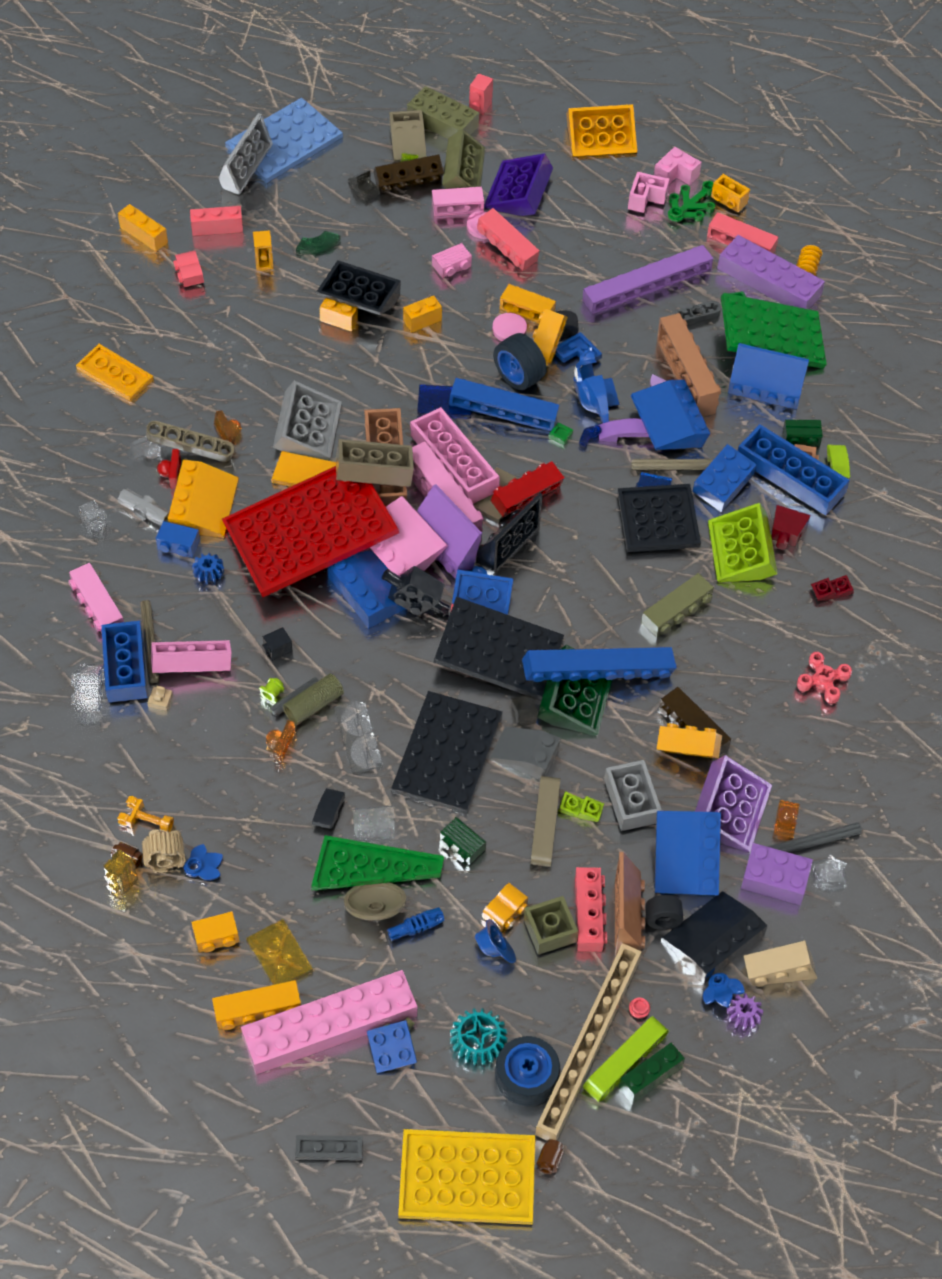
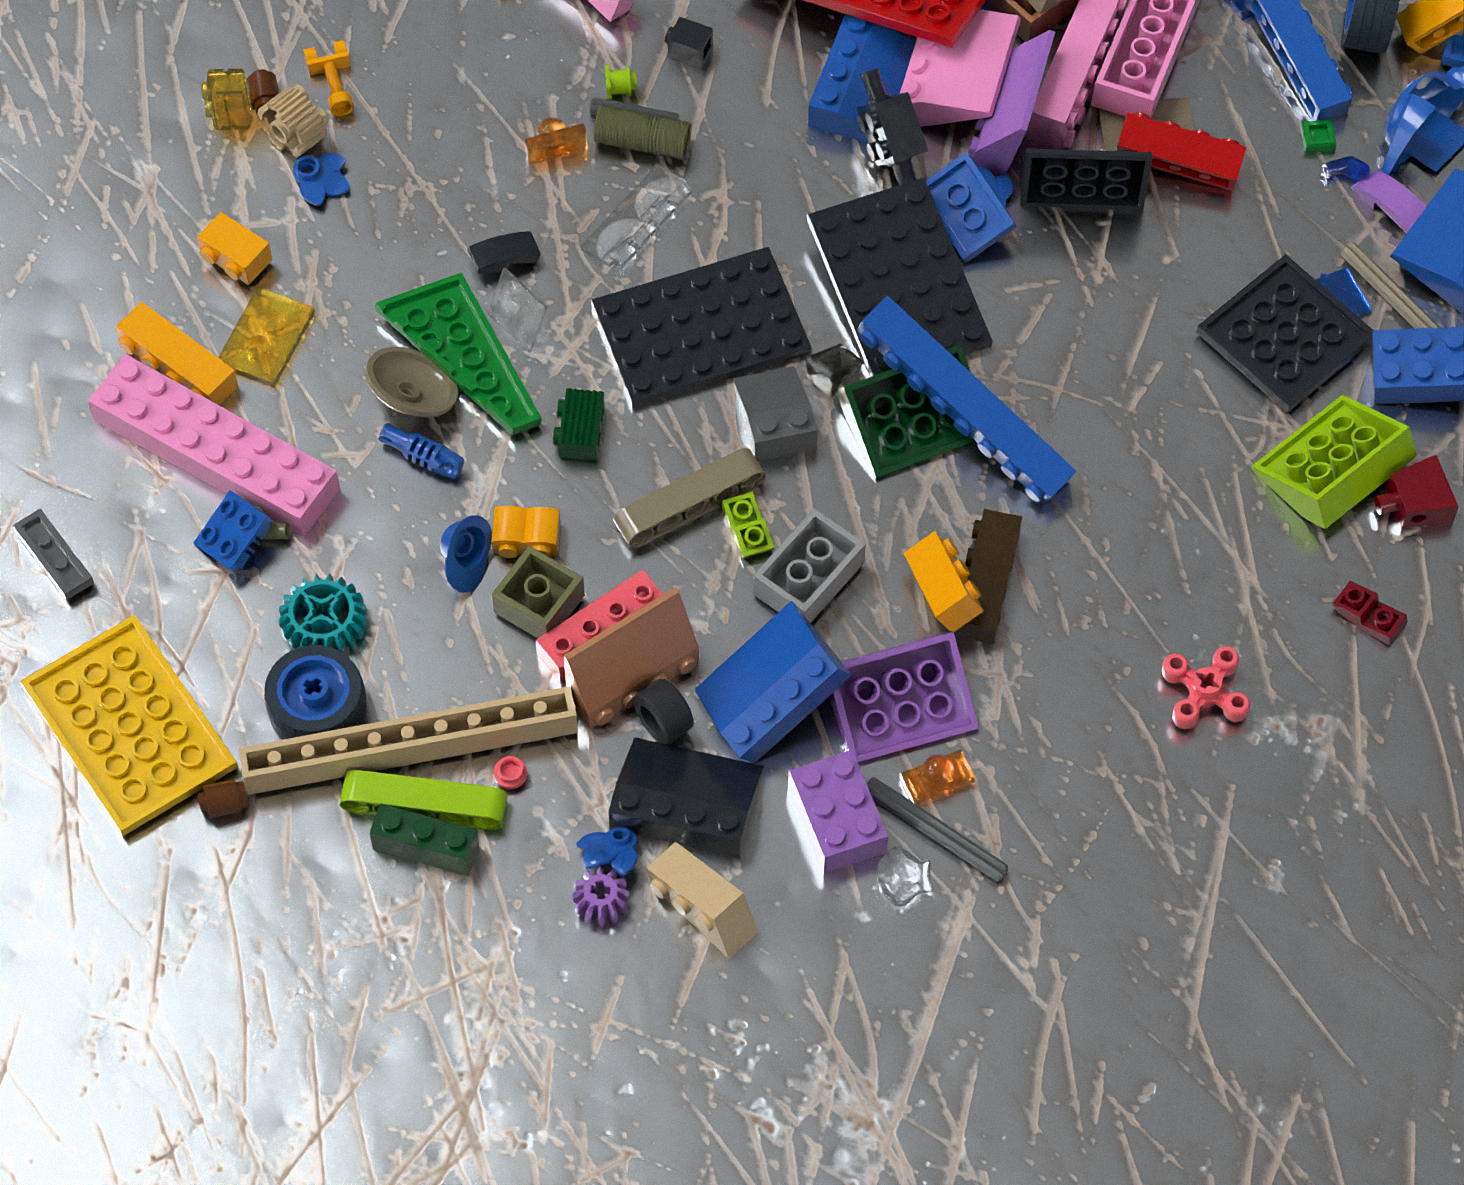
camera: 55 degrees right, 5 degrees up
(677, 605) = (1161, 441): olive brick -> none

